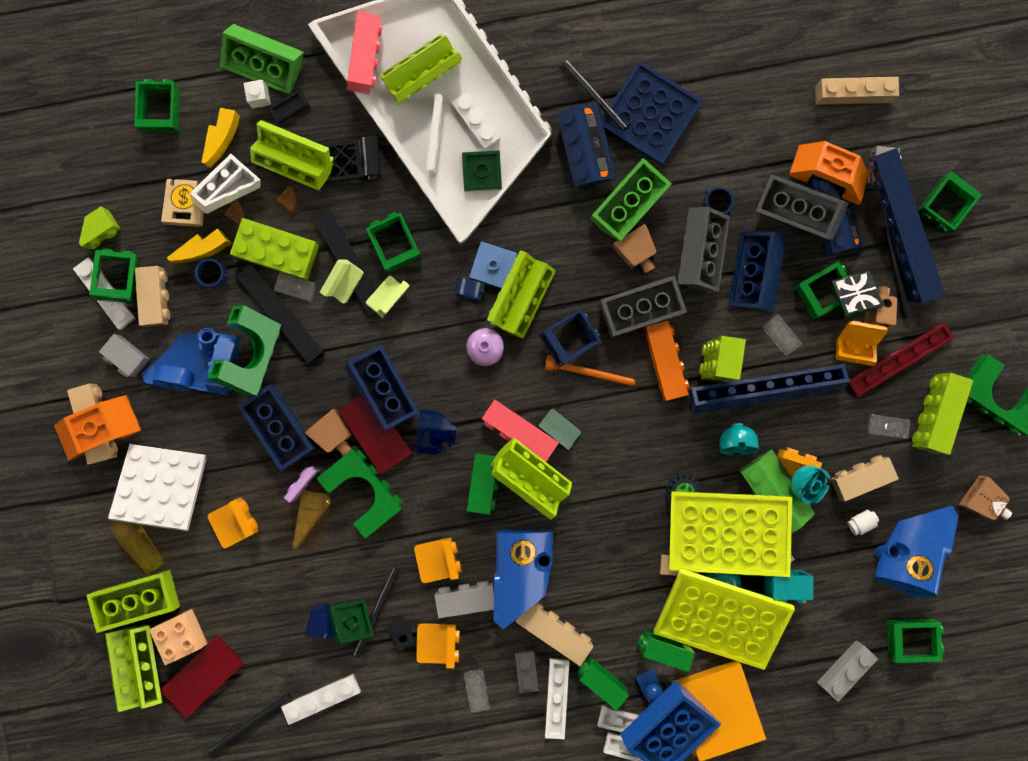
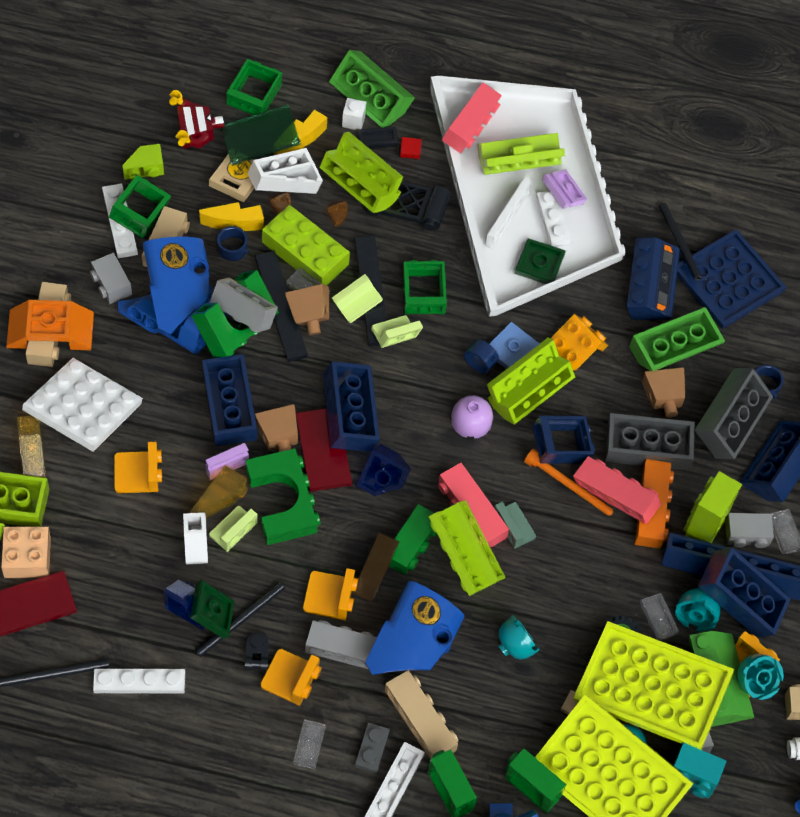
camera: 20 degrees right, 25 degrees down
(122, 168) = (194, 122): none -> torso
(179, 345) = (173, 279): none -> blue panel
(184, 155) = (260, 135): none -> clear green piece
(247, 343) = (244, 305): none -> light grey brick
(305, 309) = (310, 306): none -> medium nougat torso
(308, 563) = (195, 538): none -> white slope
(322, 104) = (410, 148): none -> red tile
(333, 535) = (233, 527): none -> yellowish green panel
(421, 69) = (521, 149): none -> lime tile
(465, 523) = (376, 566): none -> dark brown tile
(474, 88) = (564, 189): none -> lavender plate
(544, 235) = (578, 341): none -> light orange bracket
(603, 534) = (516, 640): none -> teal cylinder
(633, 367) = (617, 490): none -> coral brick
(708, 460) = (659, 617): none -> clear plate
(758, 348) = (749, 530): none -> light grey brick
(773, 417) = (744, 592): none -> dark blue brick

